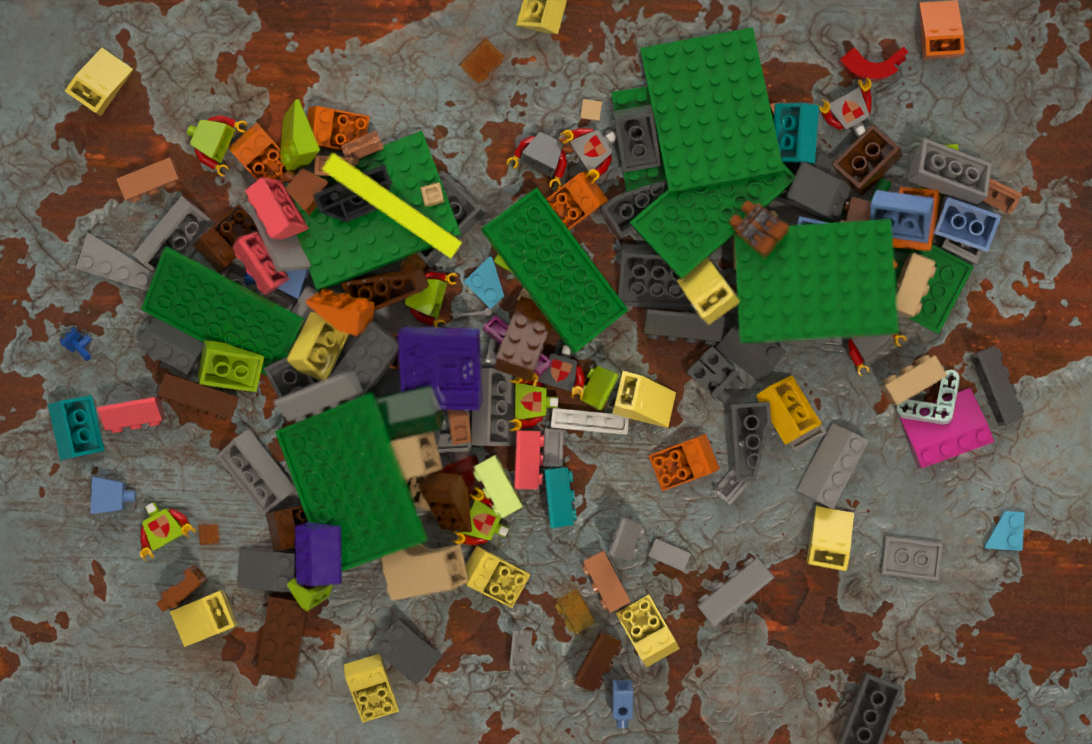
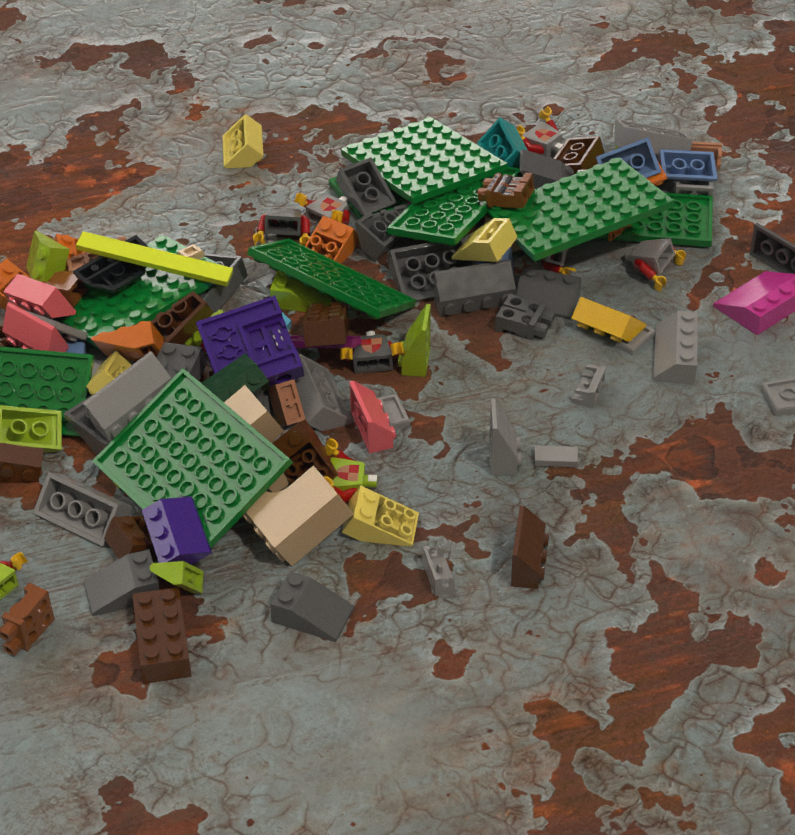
camera: 20 degrees left, 45 degrees down
(204, 618) = (61, 643): light yellow slope -> none
(209, 534) = (44, 576): clear orange plate -> none
(370, 687) = (284, 653): light yellow slope -> none
(481, 61) = (201, 187): clear orange bracket -> none
(498, 486) = (352, 435): yellowish green slope -> none
(530, 403) = (347, 371): torso -> none
(560, 497) = (417, 437): teal slope -> none
(575, 611) = (482, 522): clear yellow brick -> none
(589, 421) = (420, 380): white plate -> none
(591, 110) = (315, 193): tan tile -> none
(605, 581) = (501, 488): nougat brick -> none
(622, 702) = (575, 574): medium blue torso -> none
(643, 400) = (458, 345): light yellow slope -> none
(647, 631) = (573, 517): light yellow slope -> none
(684, 462) = (531, 382): orange slope -> none
(735, 590) = (640, 457): light grey slope -> none
(748, 434) = (579, 340): dark grey wedge -> none
(830, 538) = (711, 399): light yellow slope -> none
(860, 68) = (528, 115): red arch -> none
(912, 379) = (709, 268): tan brick -> none
(913, 284) = (668, 222): tan brick -> none
(941, 30) = (592, 86): orange slope -> none
(941, 405) = (749, 280): light aqua beam -> none

